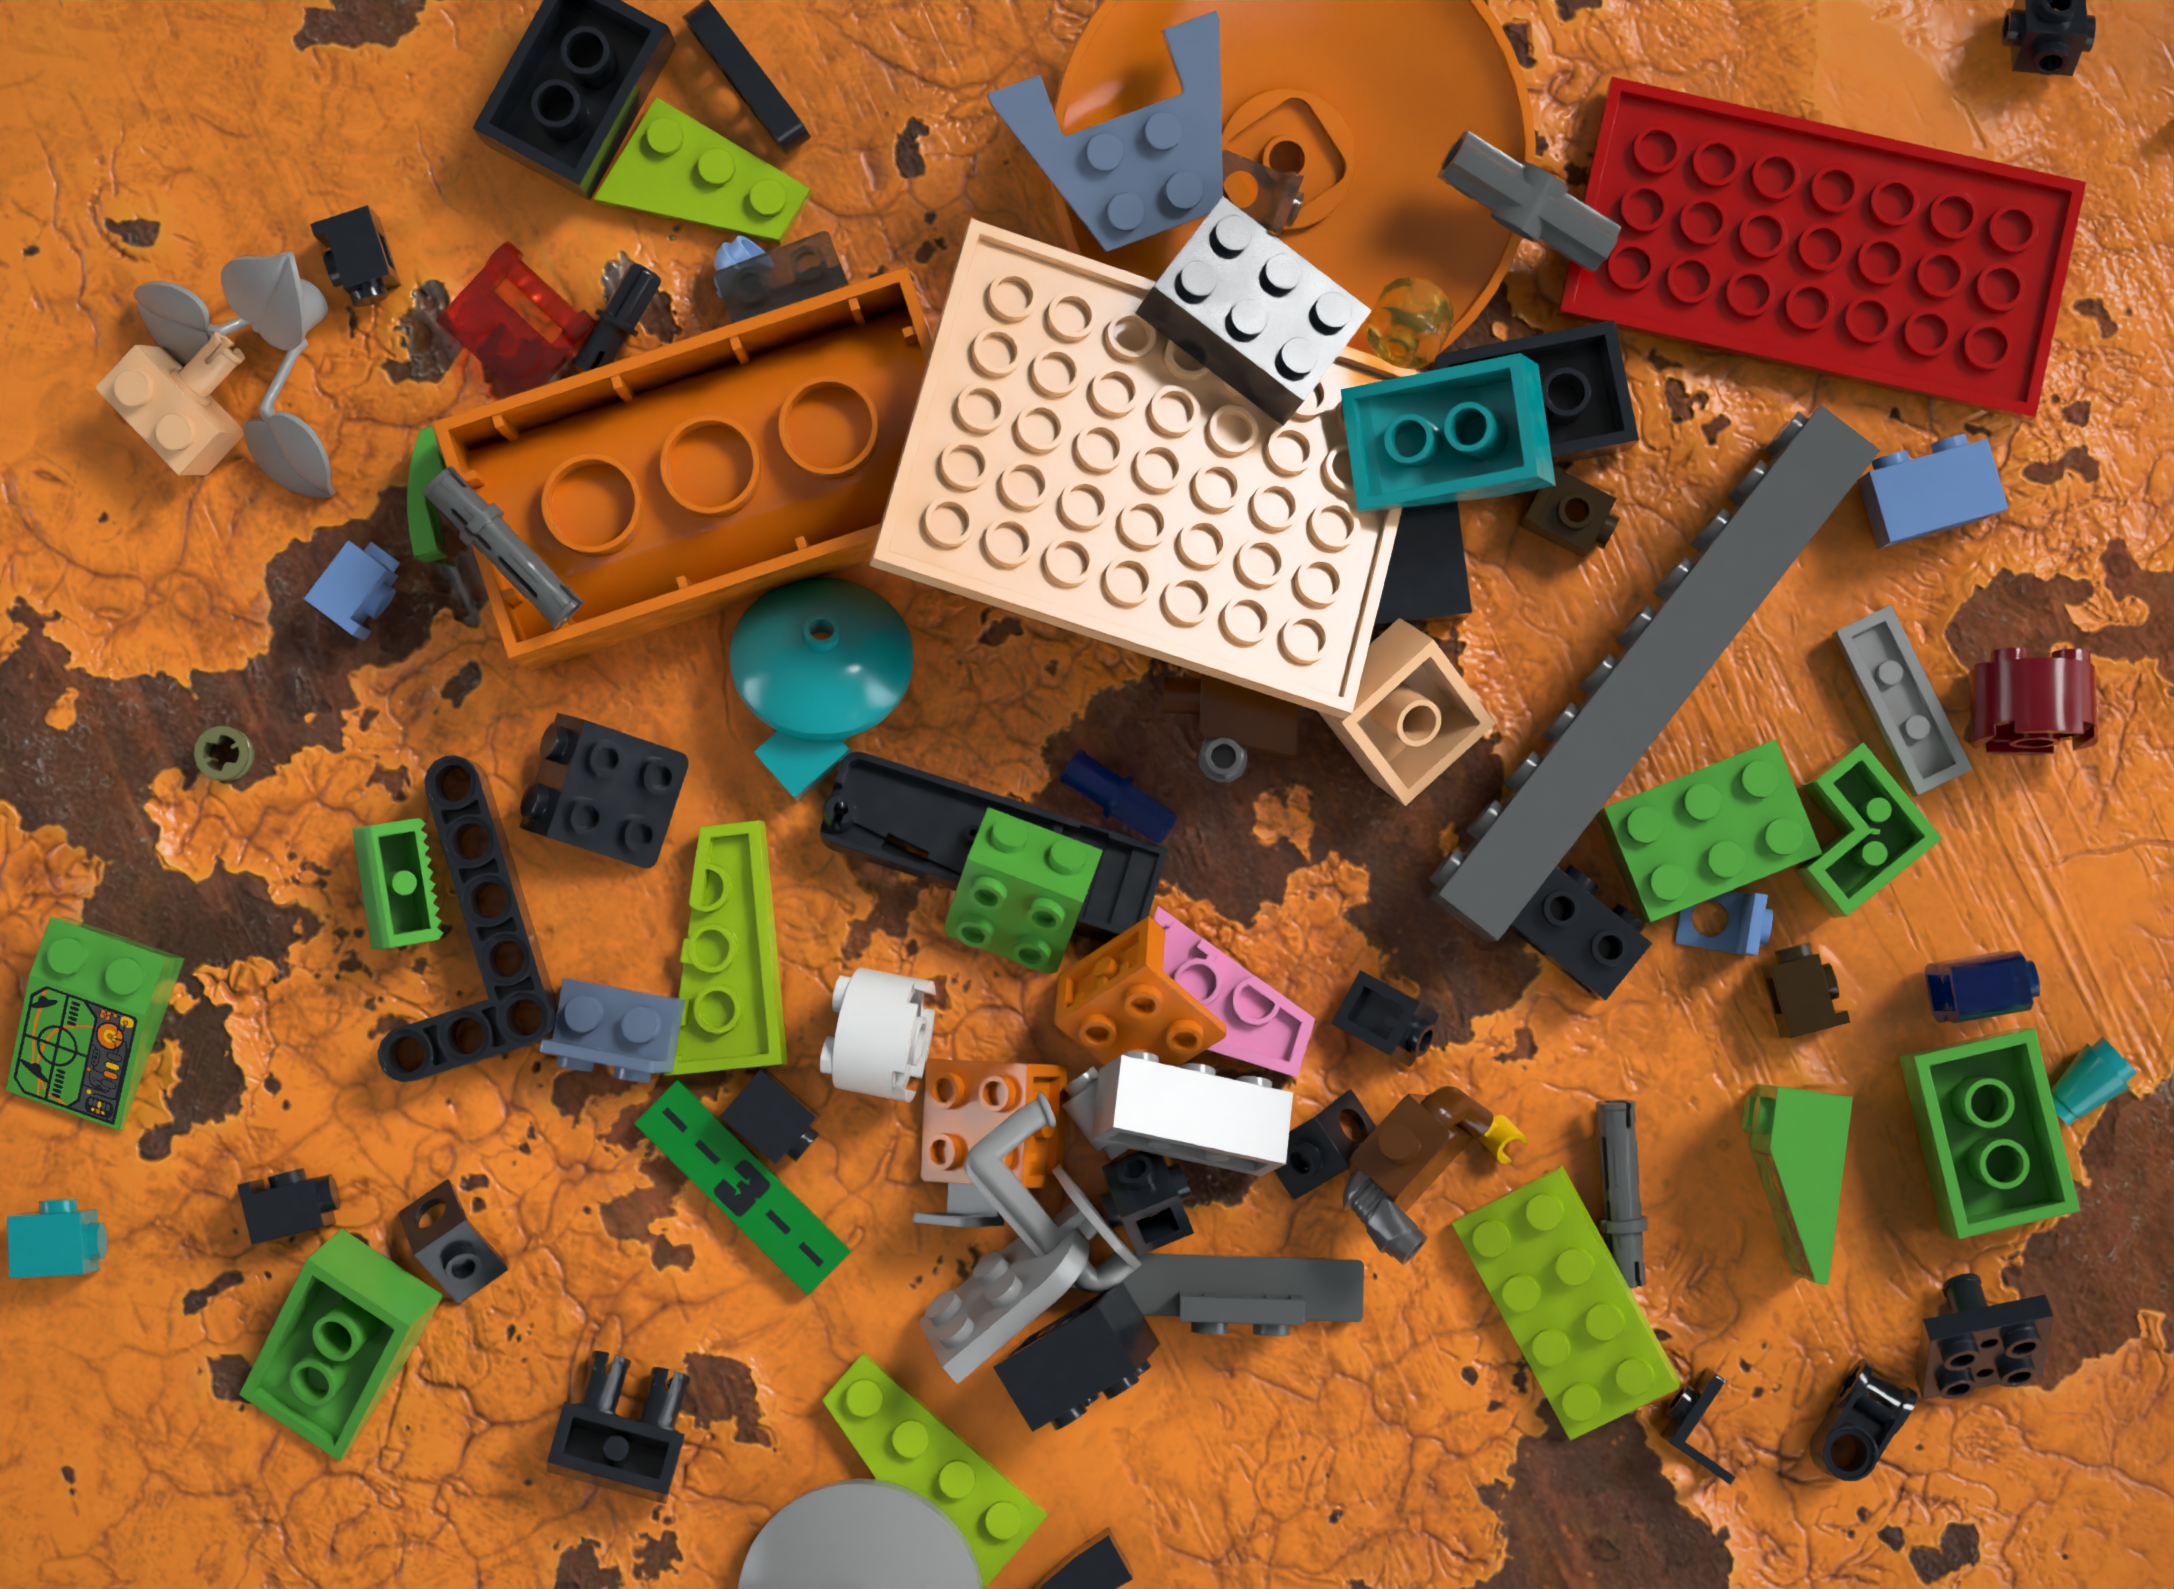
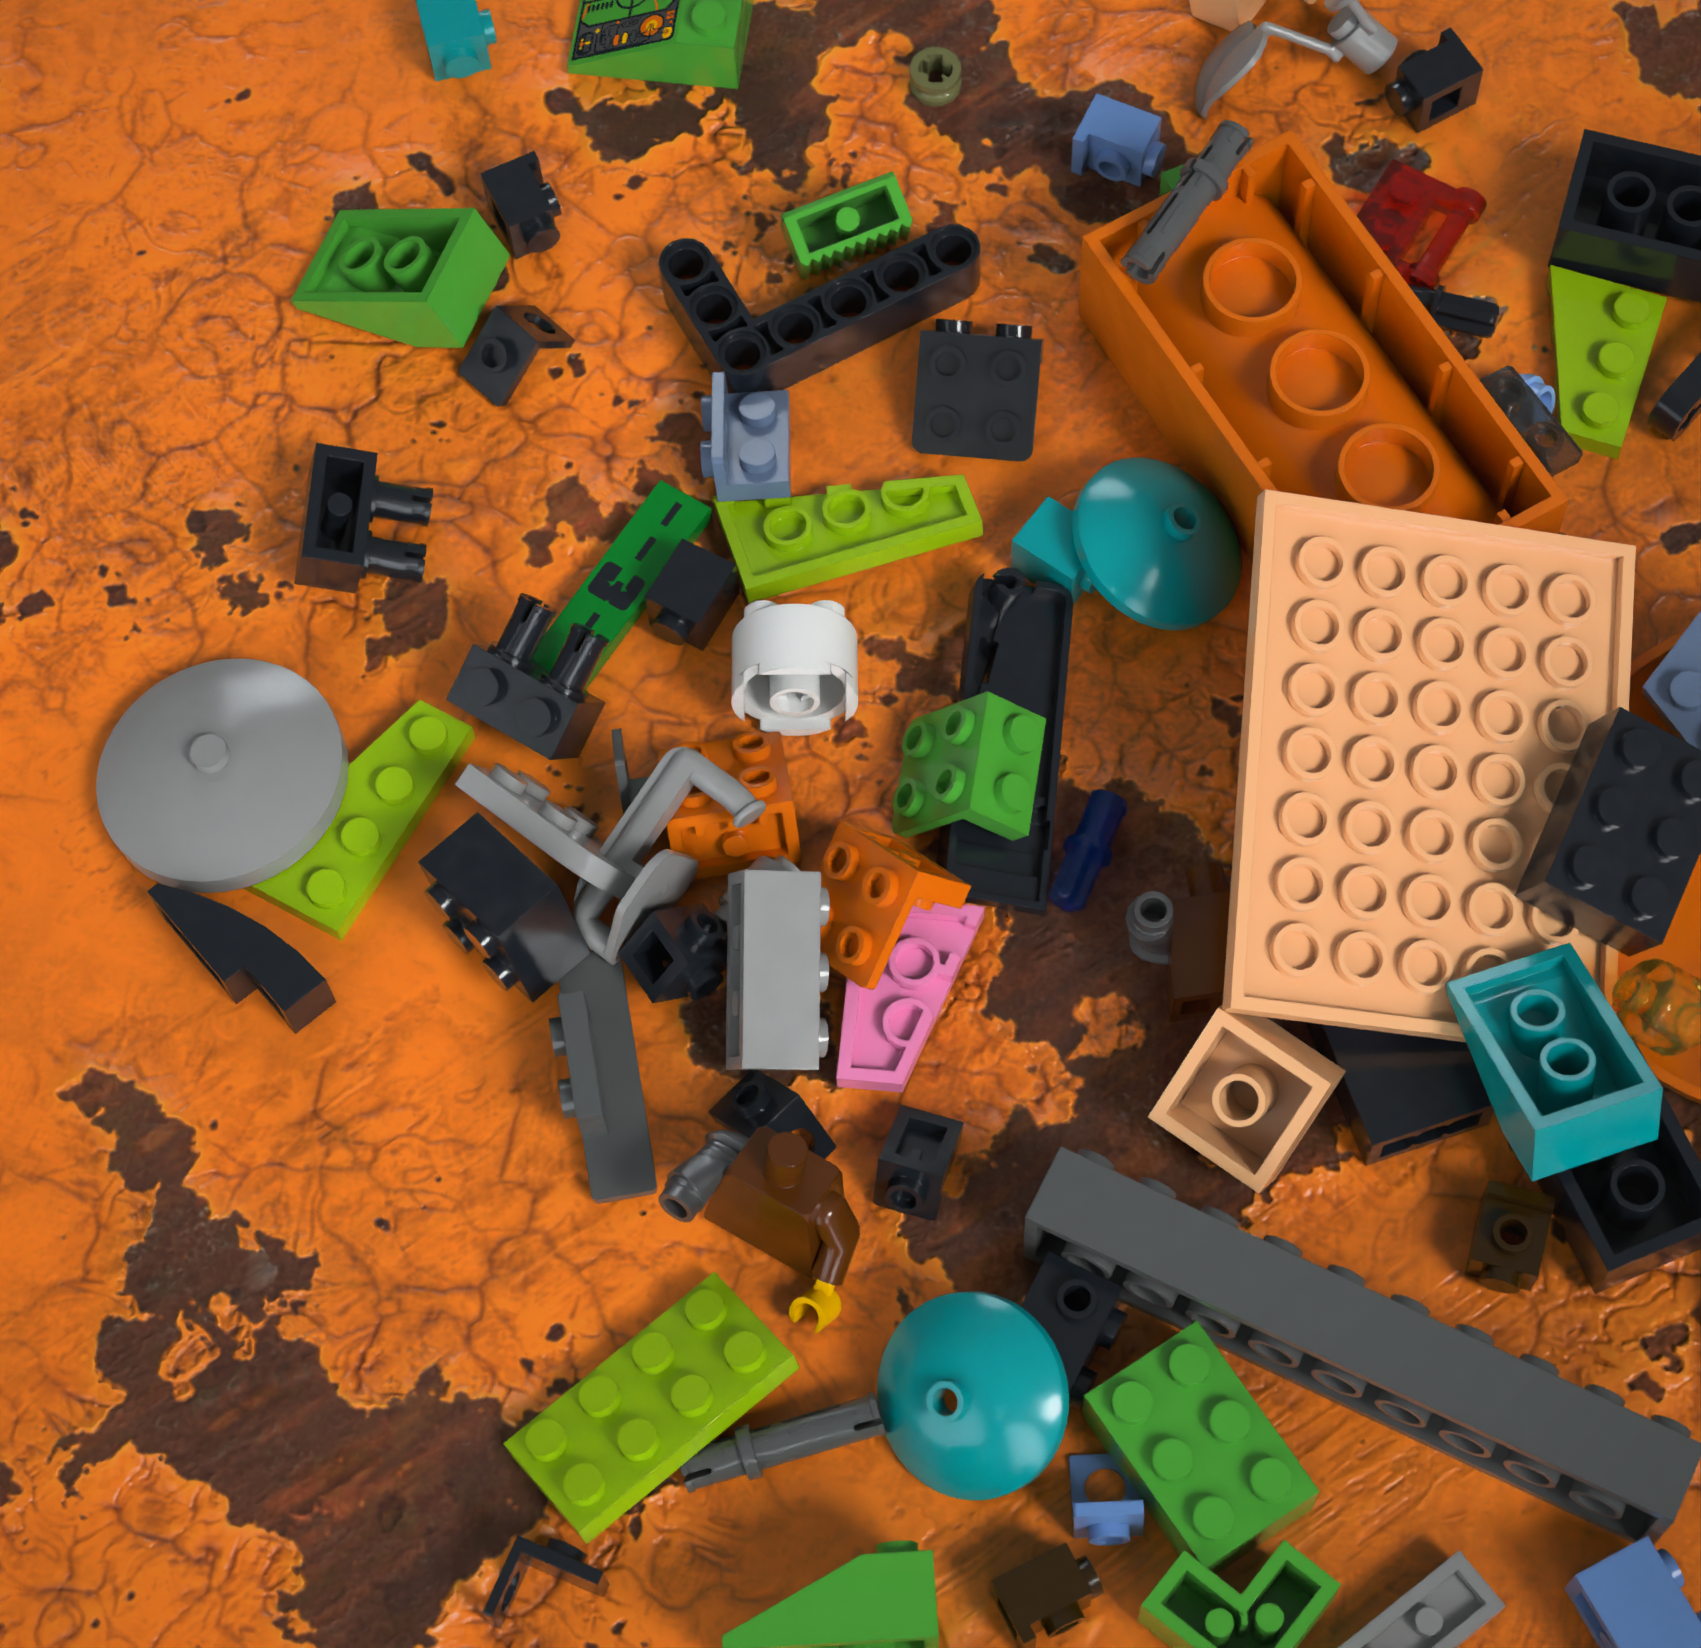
camera: 75 degrees right, 20 degrees down
(852, 1296) = (525, 700): none -> black brick
(1606, 1002) = (1006, 1391): none -> teal dish

